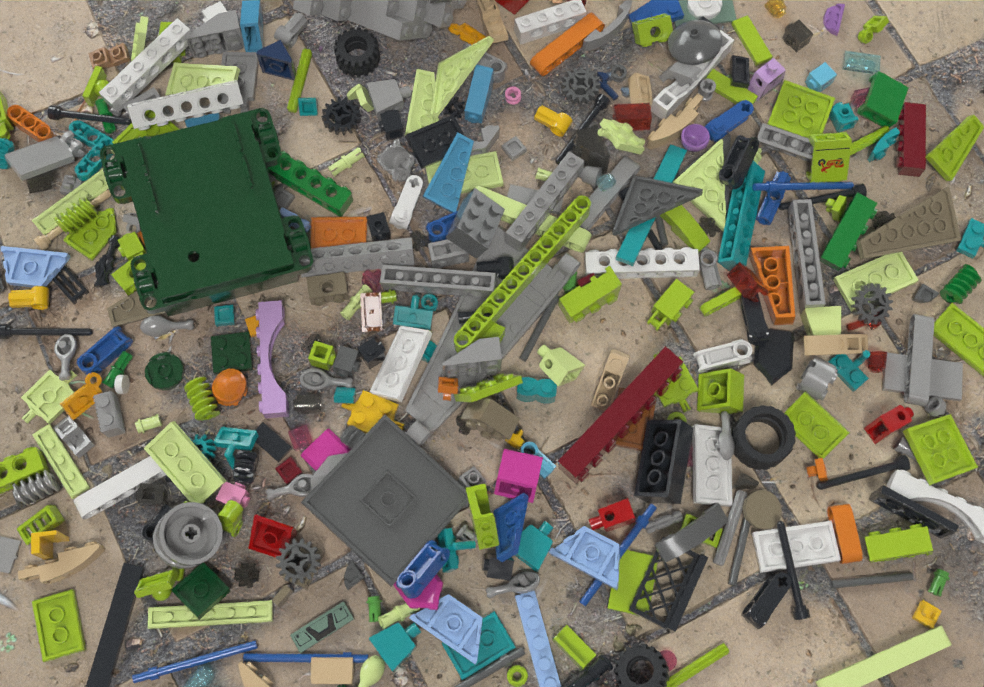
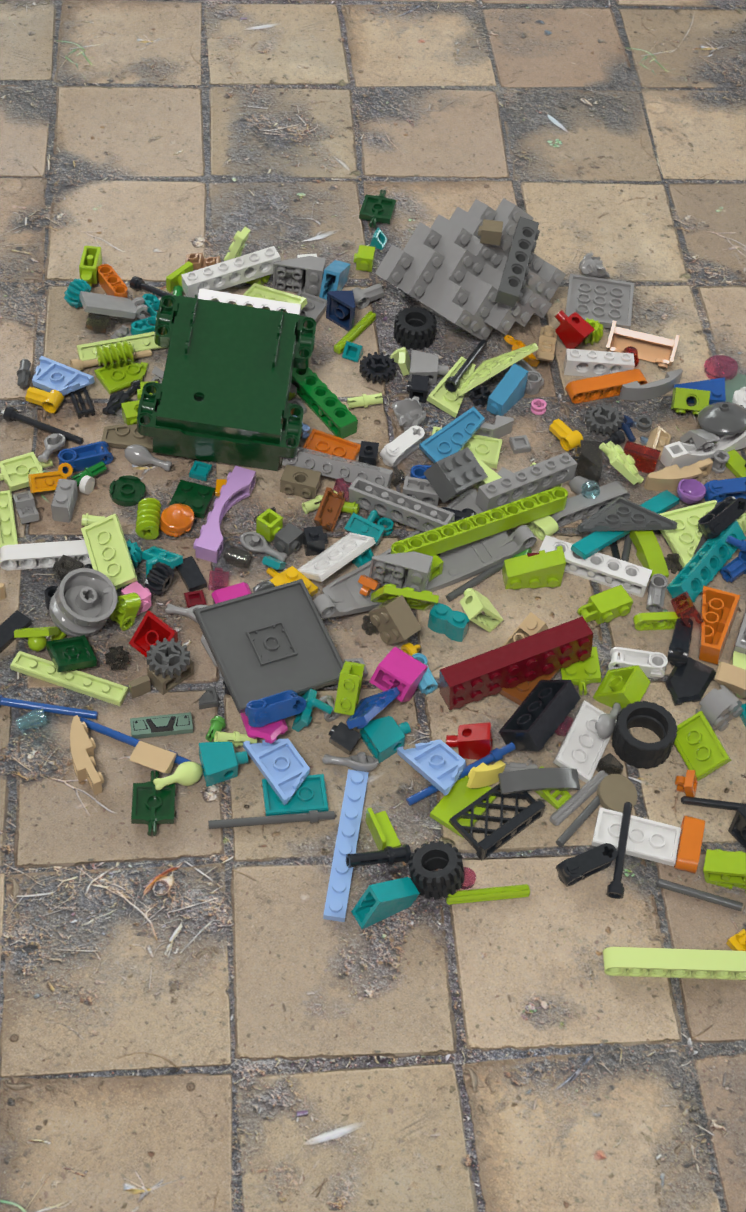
camera: 20 degrees right, 20 degrees down
(423, 106) = (453, 382): none -> black piece
(433, 141) = (446, 408): black plate -> none
(517, 668) = (318, 827): lime plate -> none
(641, 548) = (485, 775): none -> light yellow slope

